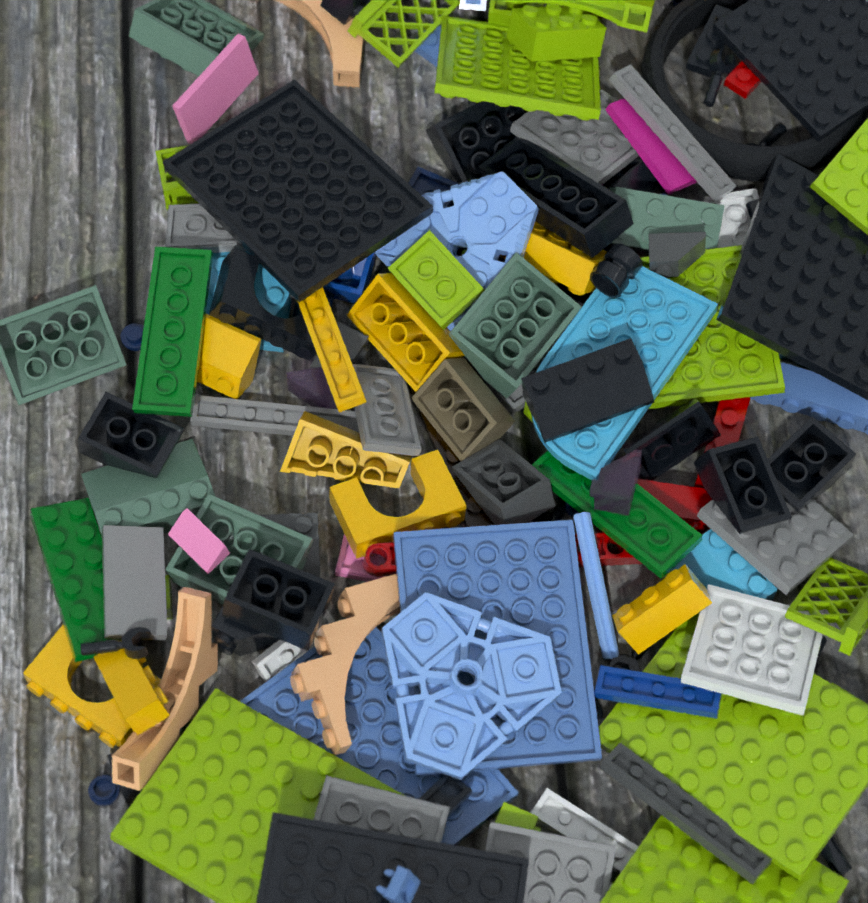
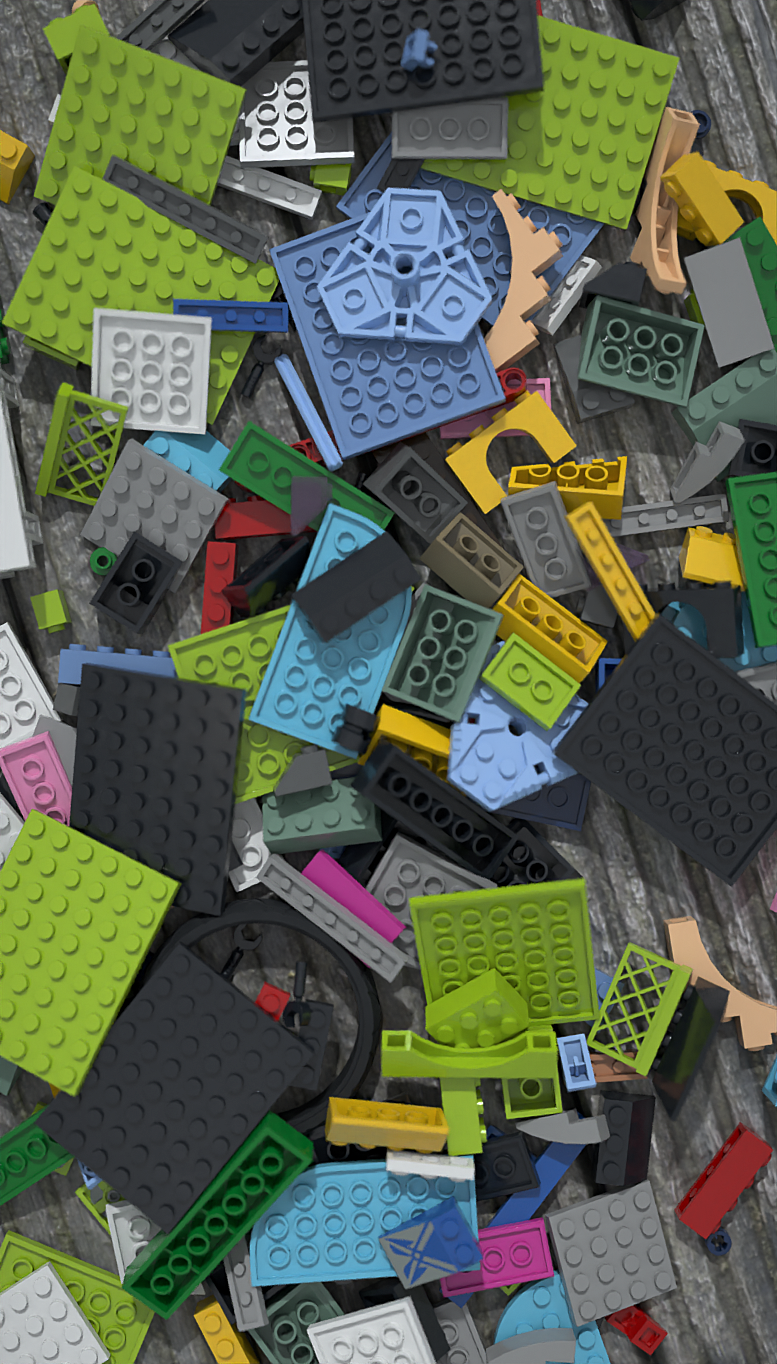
camera: 170 degrees right, 25 degrees up
(128, 643) = (717, 231): black piece -> none
(198, 541) = (681, 353): bright pink slope -> none
(202, 445) = (706, 461): none -> light grey slope
(278, 599) = (593, 296): black brick -> none
(661, 609) = (242, 398): yellow brick -> none
(743, 485) = (189, 530): black slope -> none
(836, 512) = (94, 560): none -> green plate

